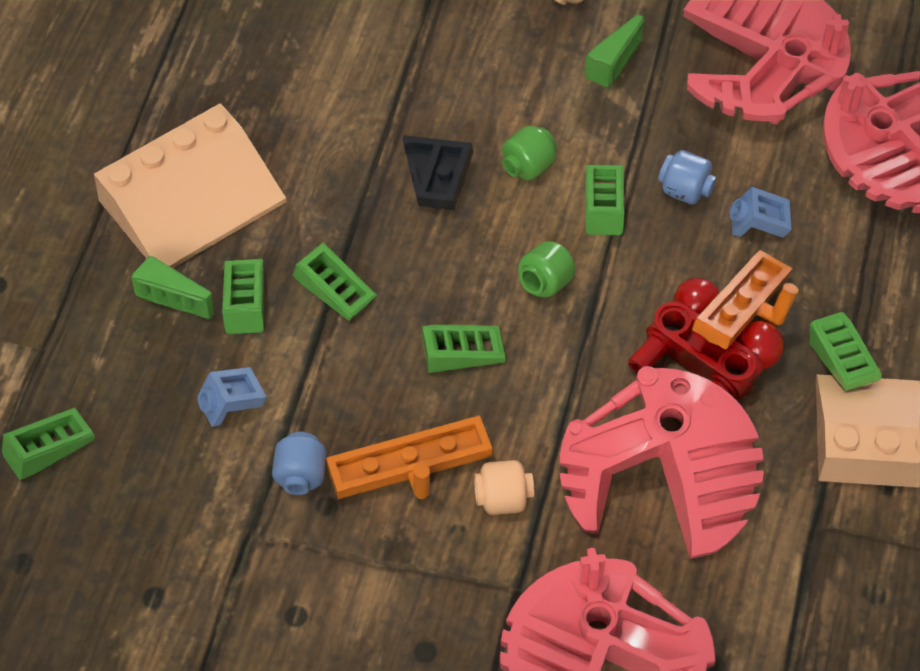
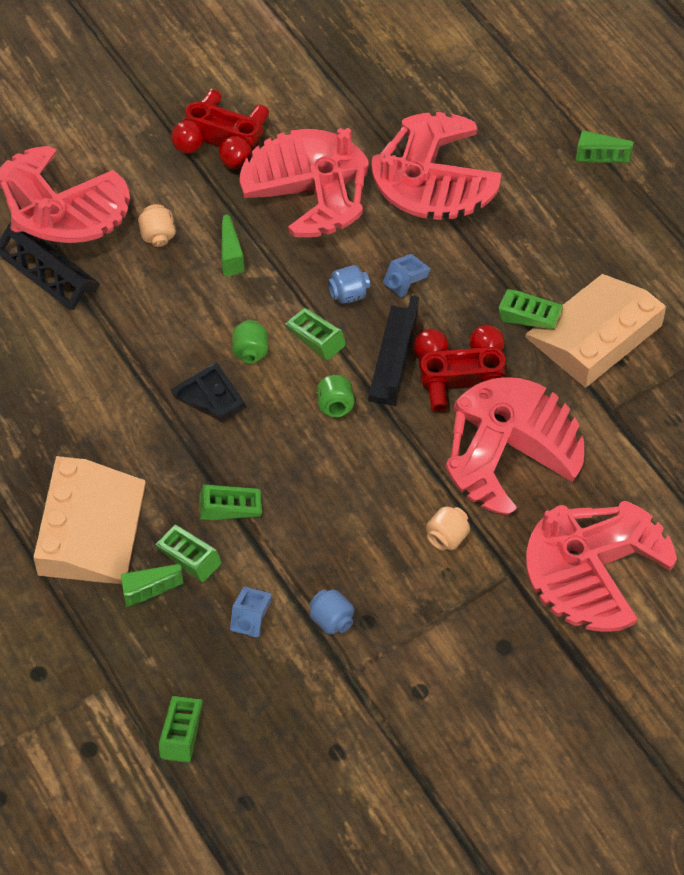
camera: 45 degrees left, 0 degrees up
(409, 458) = (384, 557): orange plate -> none
(453, 359) = (334, 494): bright green slope -> none
(657, 280) = (394, 353): none -> black fence
(747, 297) = (457, 323): orange plate -> none

